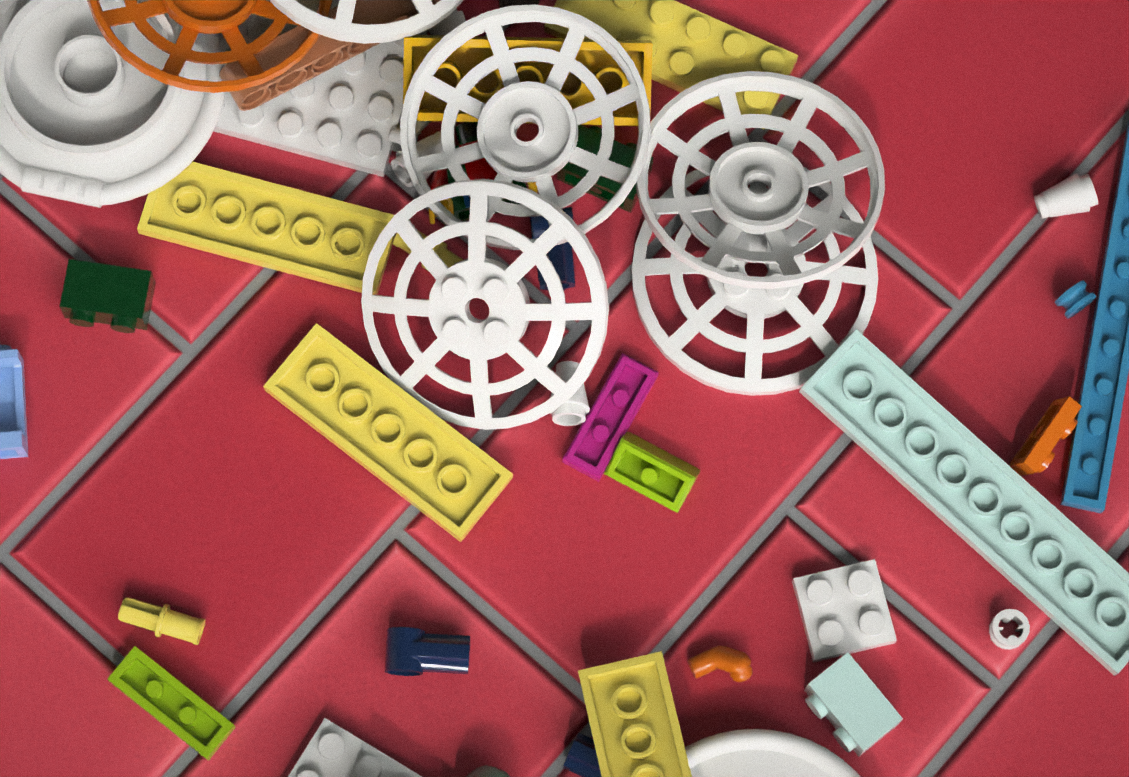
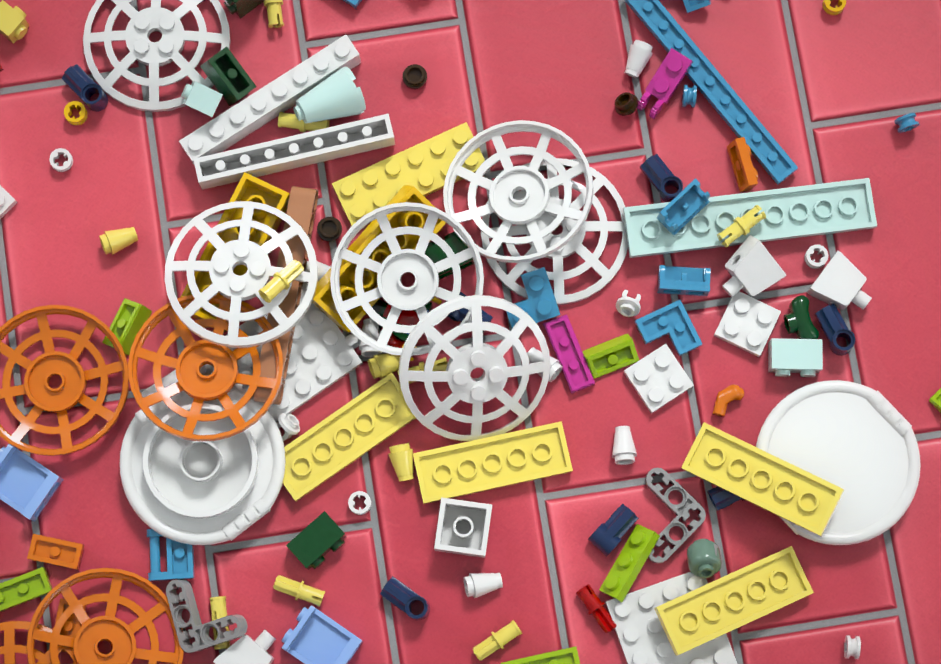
camera: 45 degrees left, 5 degrees up
(27, 324) = (298, 590): none -> light yellow axle
(121, 462) = (403, 598): none -> dark blue piece
(191, 303) = (351, 503): none -> white bush
(219, 542) = (482, 583): none -> white cone
(229, 146) = (289, 424): none -> white plate
(271, 458) = (463, 527): none -> white brick
(296, 319) = (402, 461): none -> light yellow cone
(305, 713) = (596, 608): none -> red axle
(397, 195) = (383, 365): none -> light yellow cone
(400, 707) = (629, 562): none -> lime plate
(524, 722) = (679, 510): none -> light grey beam
(546, 580) = (623, 446): none -> white cone
(648, 325) = (541, 299): none -> dark azure plate
(674, 554) = (658, 378): none -> white plate
(735, 440) = (628, 306): none -> white plate
(763, 511) = (671, 321): none -> dark azure plate
(828, 483) = (684, 280): none -> dark azure hinge
(906, 672) = (799, 319): none -> dark green piece
(917, 555) = (752, 269): none -> white torso
(921, 400) = (683, 207): none -> dark azure hinge
(933, 727) = (835, 327): none -> dark blue piece
(938, 349) = (661, 176): none -> dark blue piece
(961, 494) = (741, 226): none -> light yellow pin
(995, 229) = (626, 103): none -> dark brown plate
(998, 687) = (840, 284): none -> white torso
(1065, 254) = (665, 81): none -> dark pink hinge

